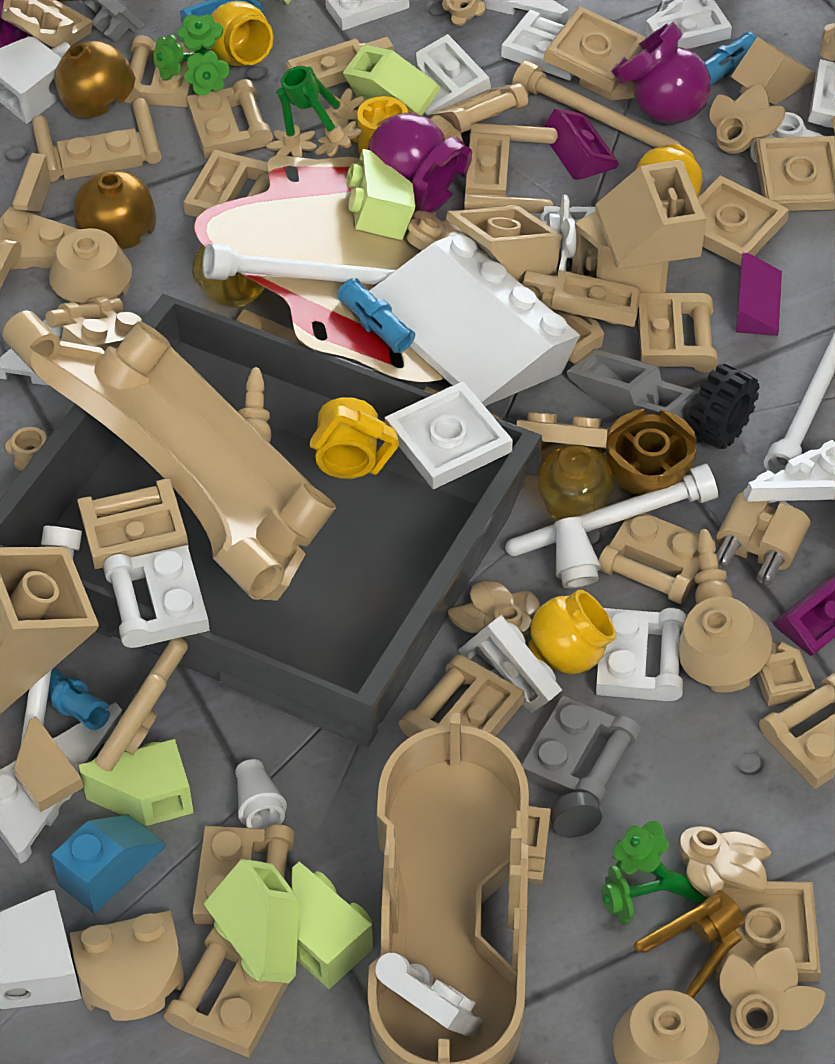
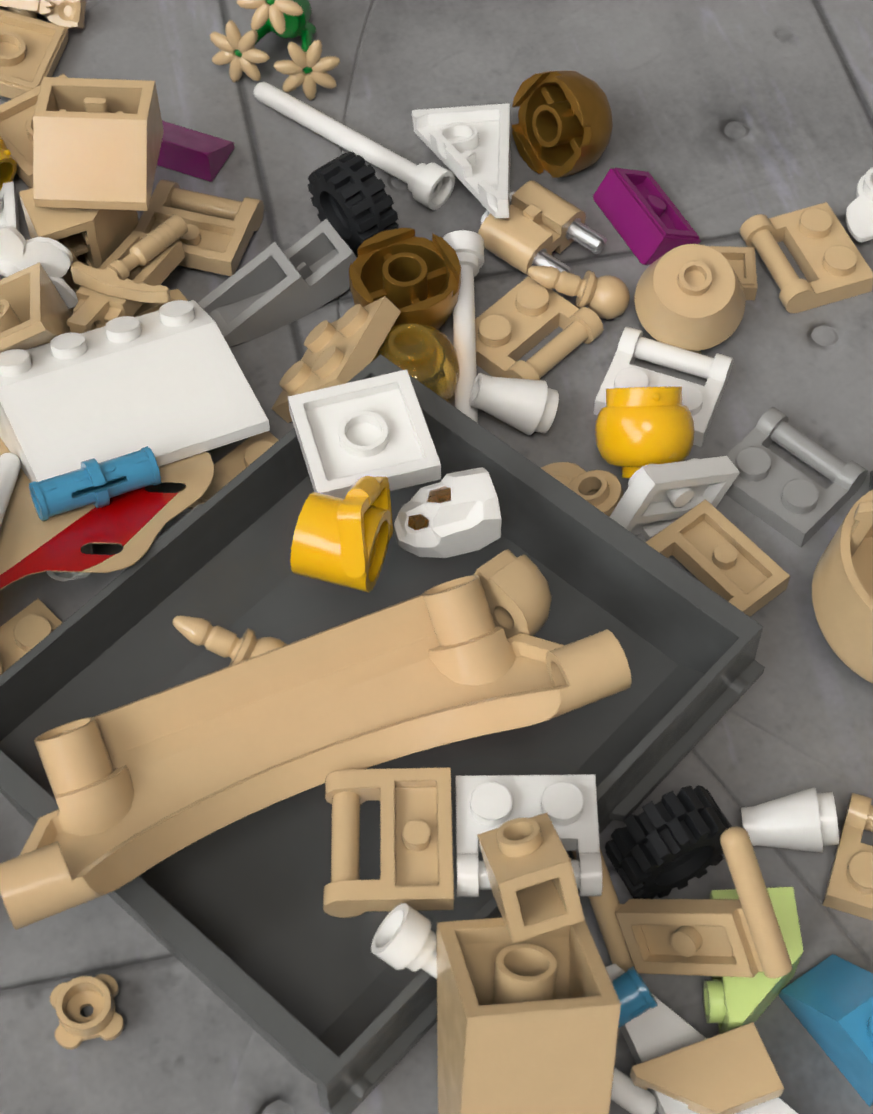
camera: 75 degrees left, 5 degrees up
(100, 577) = (531, 877): none -> tan brick
(208, 712) = (668, 843): none -> black tyre
(338, 543) = (515, 593): none -> tan piece
(398, 499) = (450, 516): none -> white rock
(604, 291) = (114, 278): none -> tan piece

